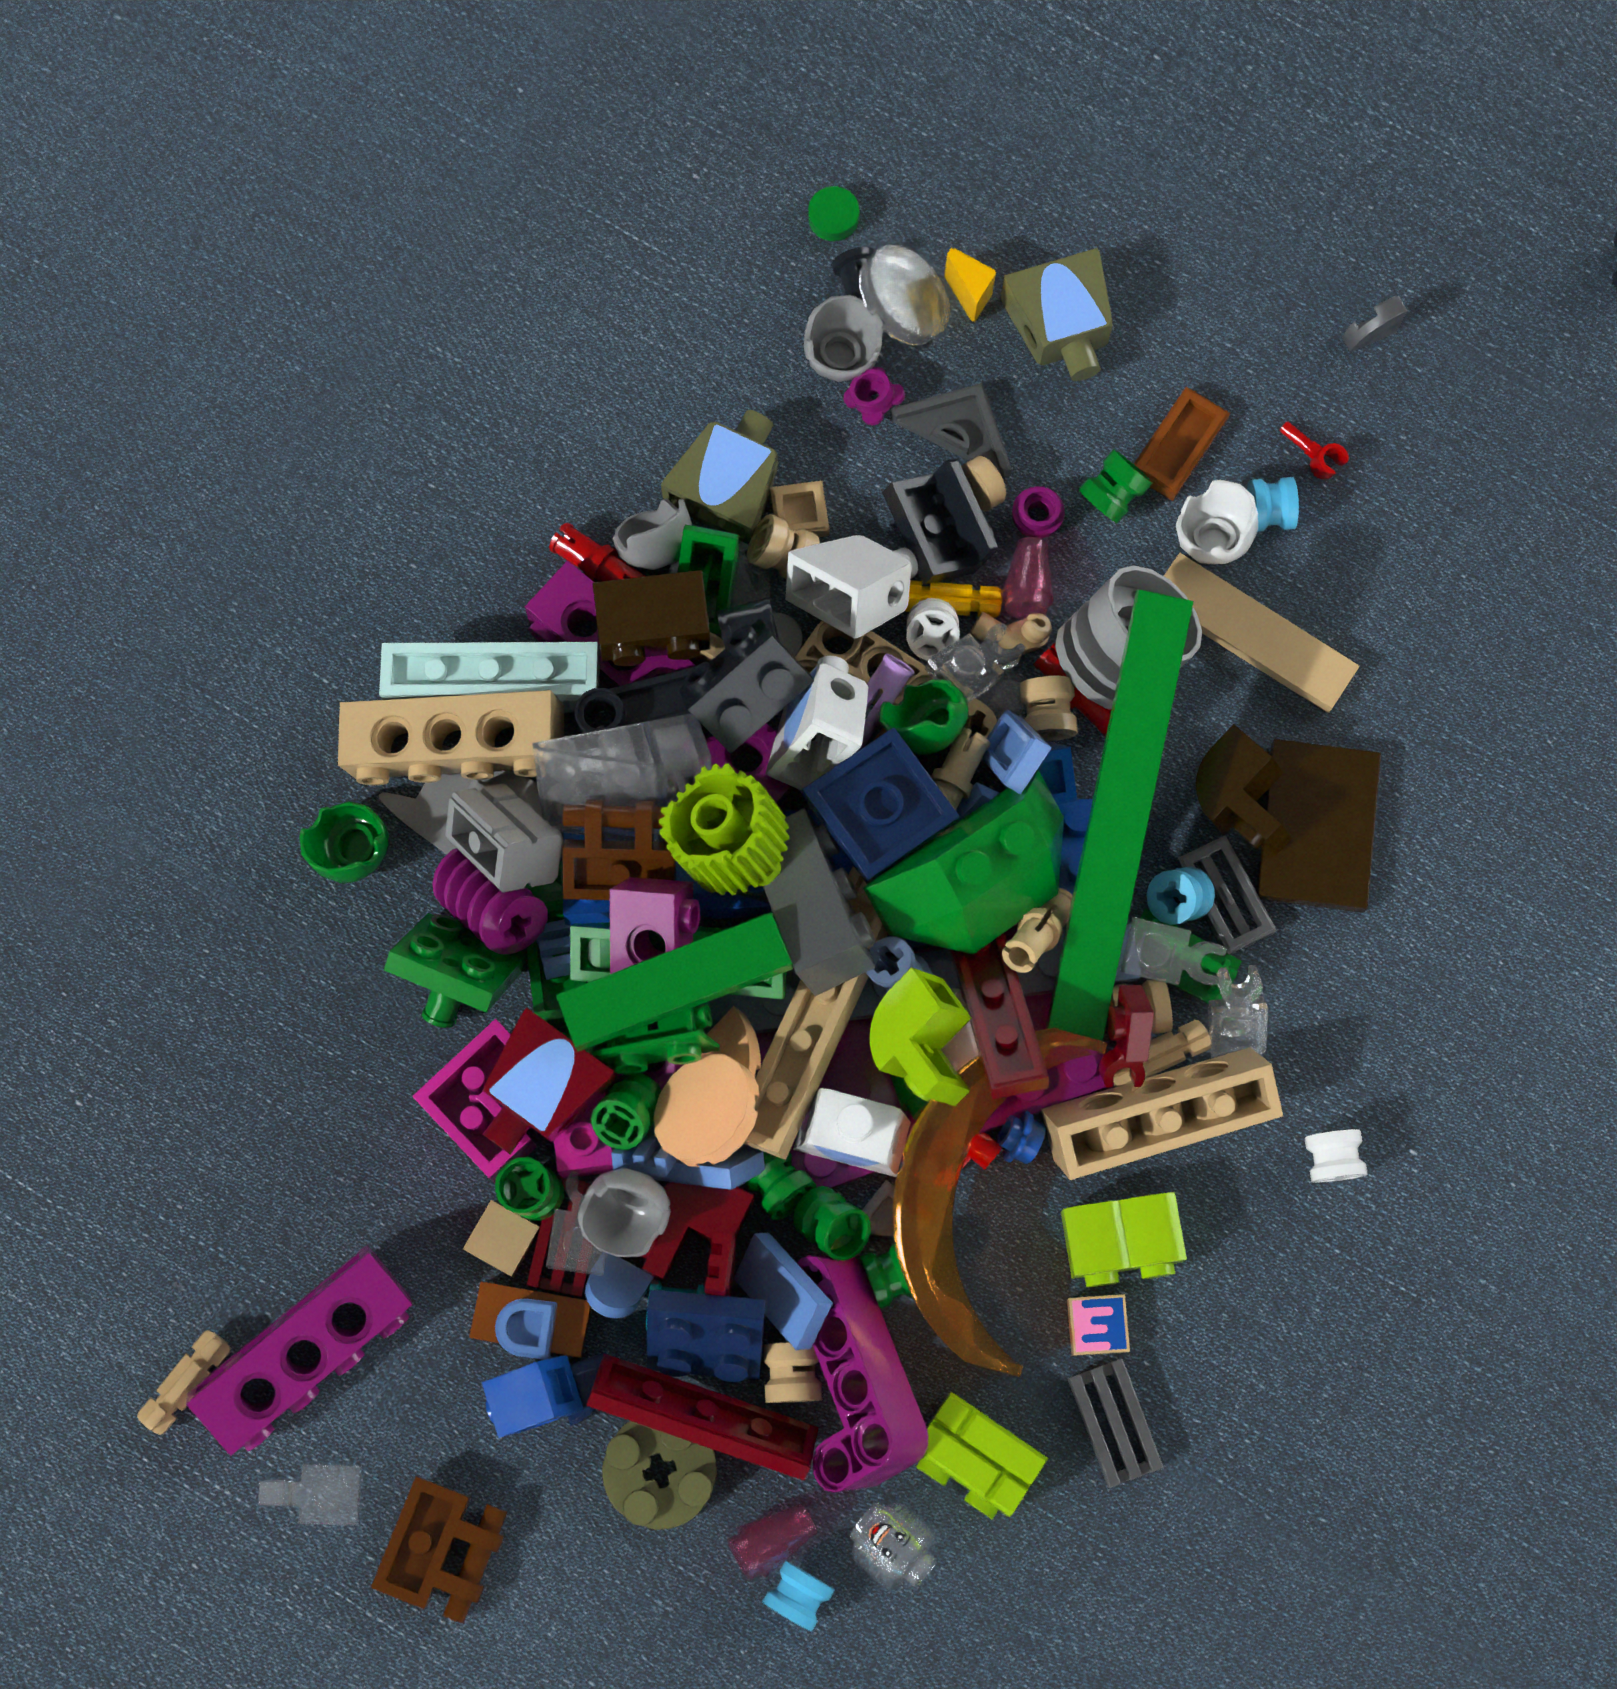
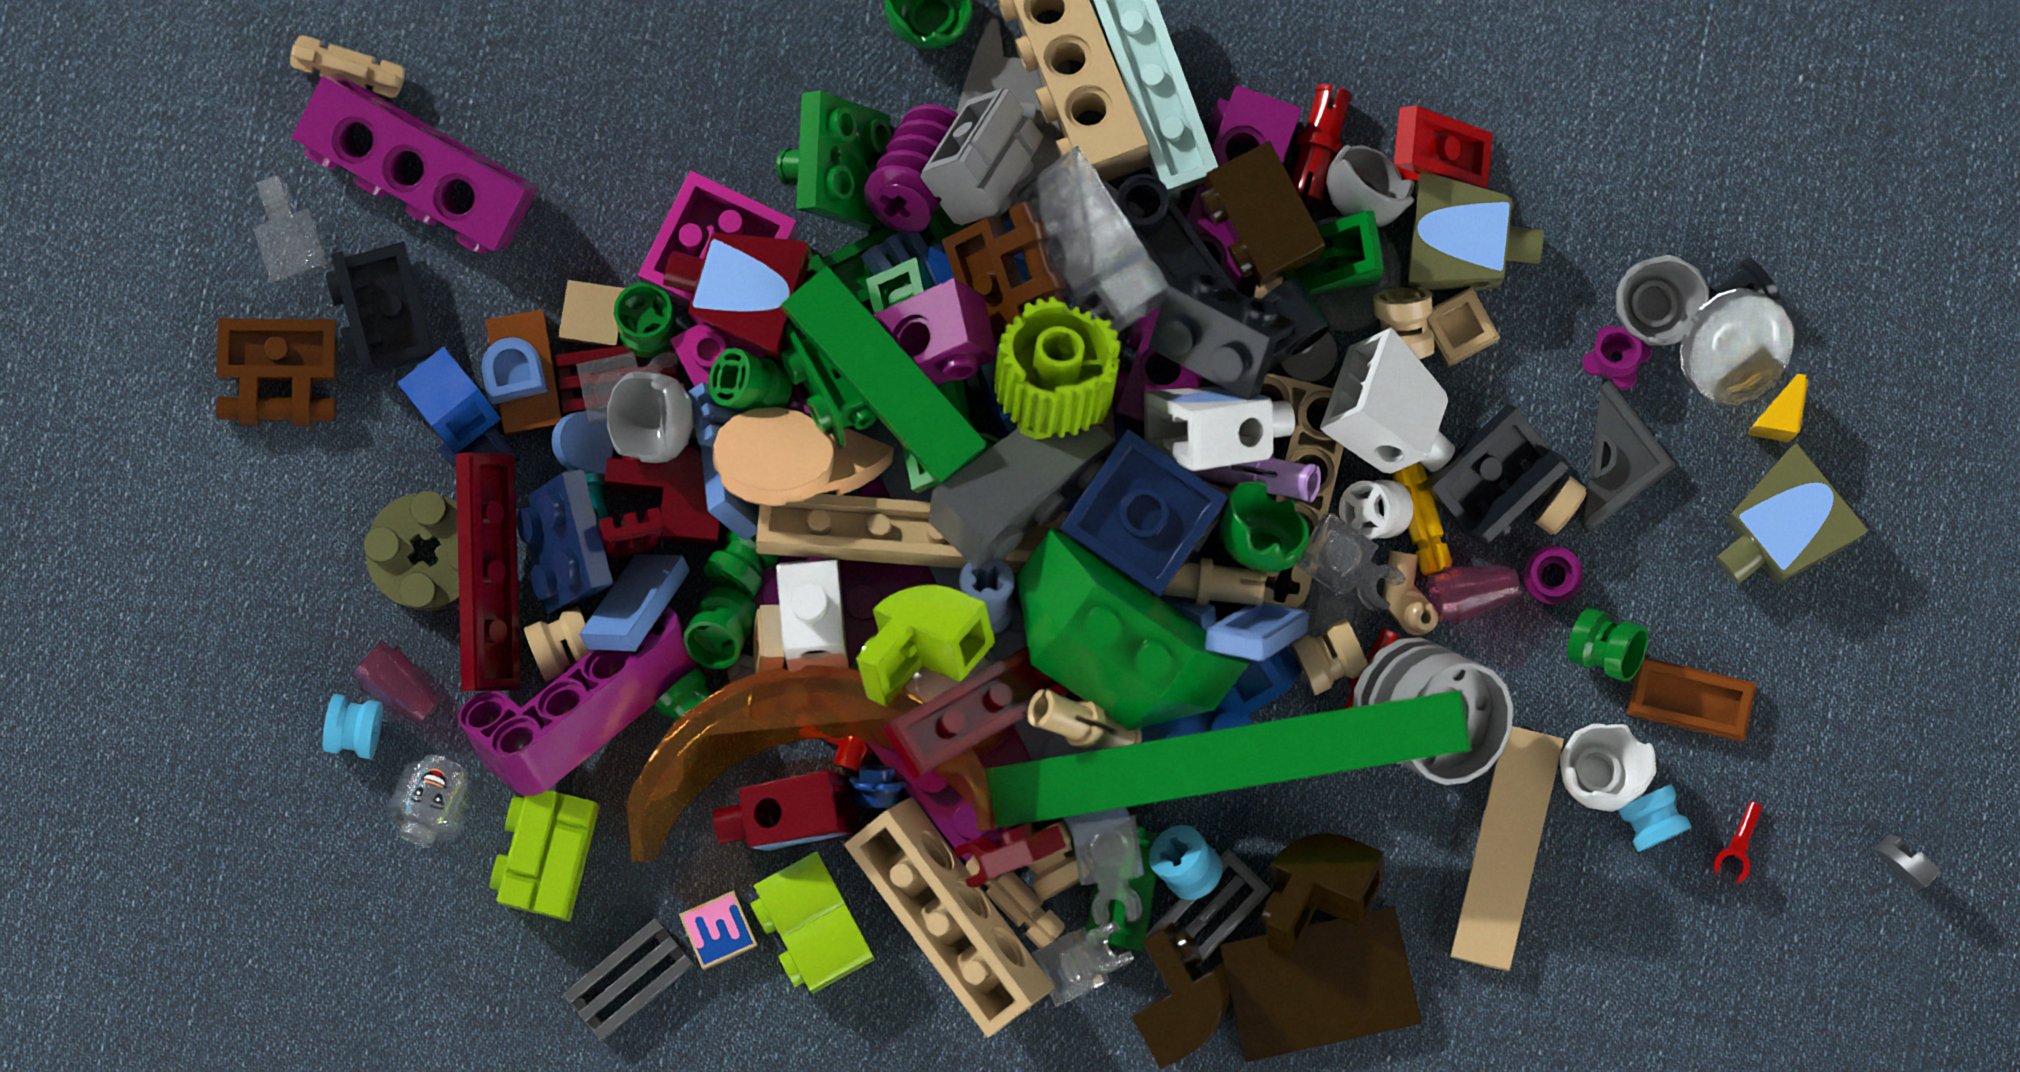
camera: 75 degrees right, 5 degrees up
(421, 1428) = (381, 308): none -> black bracket
(641, 467) = (1441, 147): none -> red slope
(833, 213) = (1811, 239): green tile -> none
(863, 1184) = (767, 639): none -> tan tile
(1028, 1196) = (813, 810): none -> dark red torso
(1312, 939) = (1194, 1005): none -> dark brown brick

